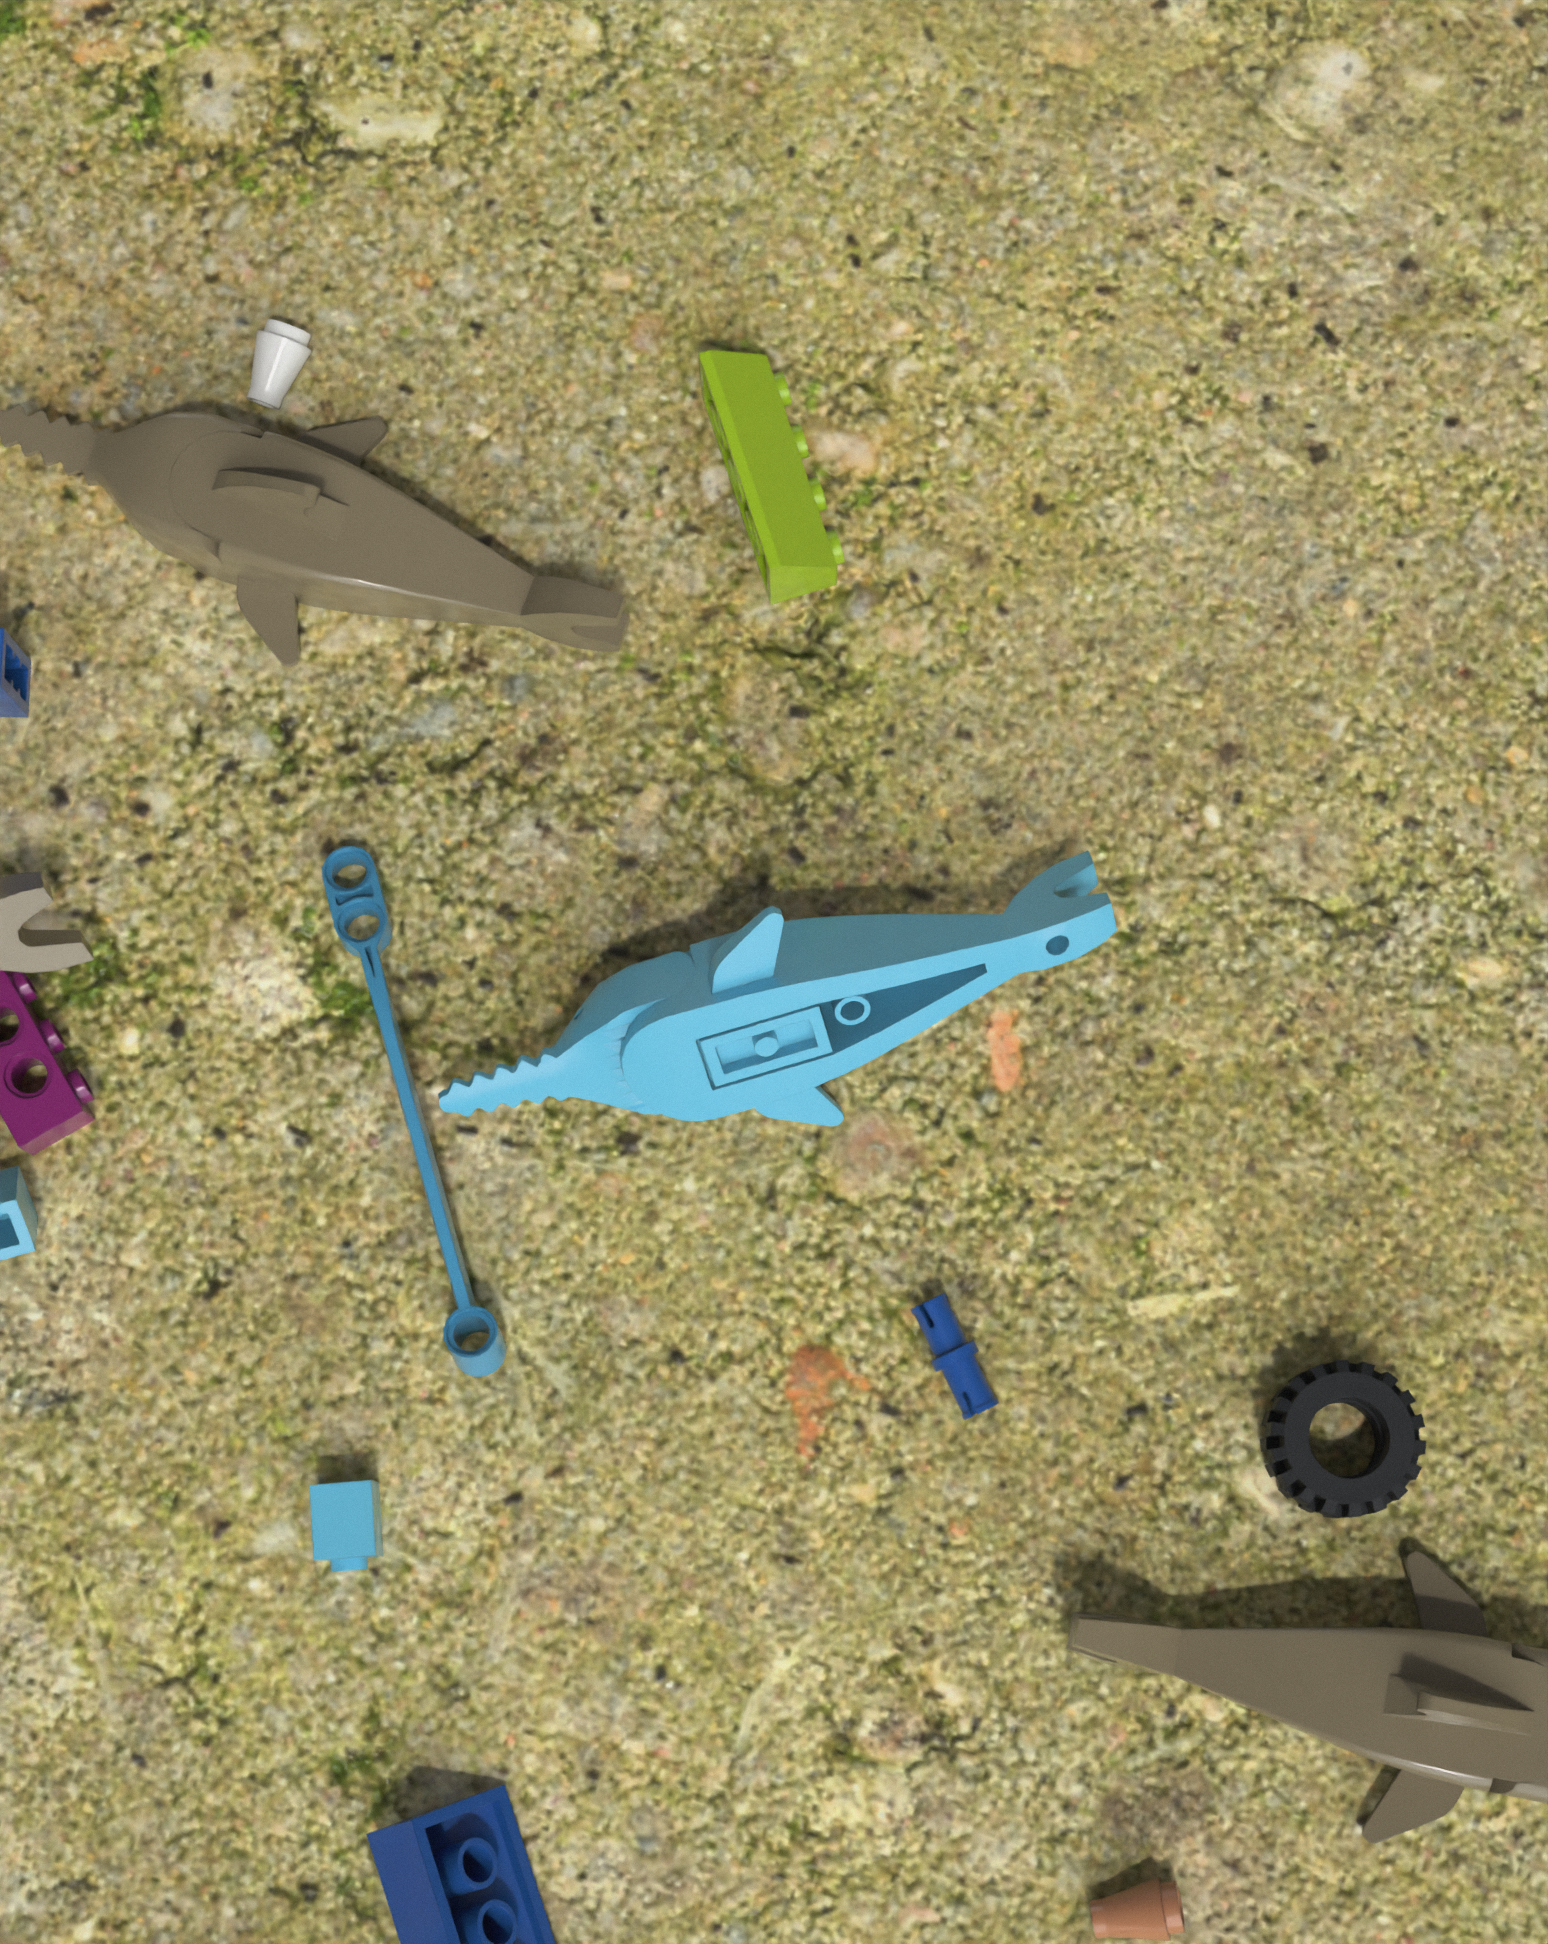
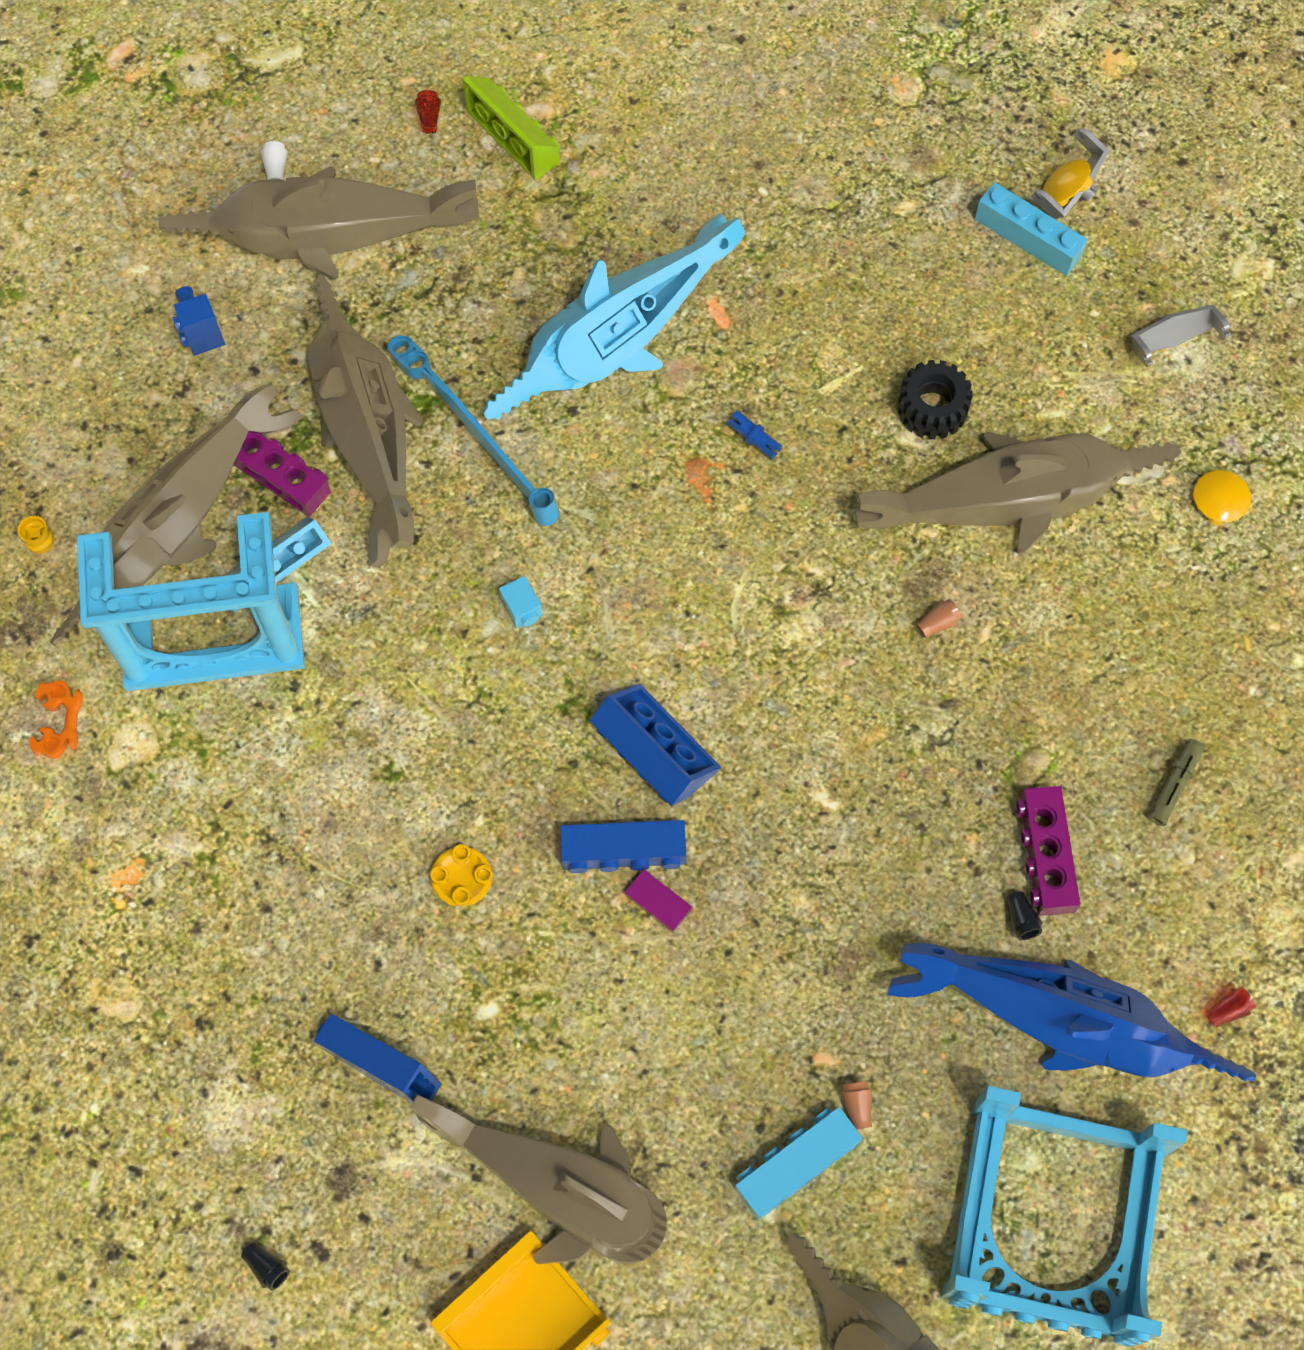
camera: 25 degrees left, 10 degrees down
(203, 1011) = (365, 419): none -> dark tan animal
(622, 369) = (428, 110): none -> clear red cone

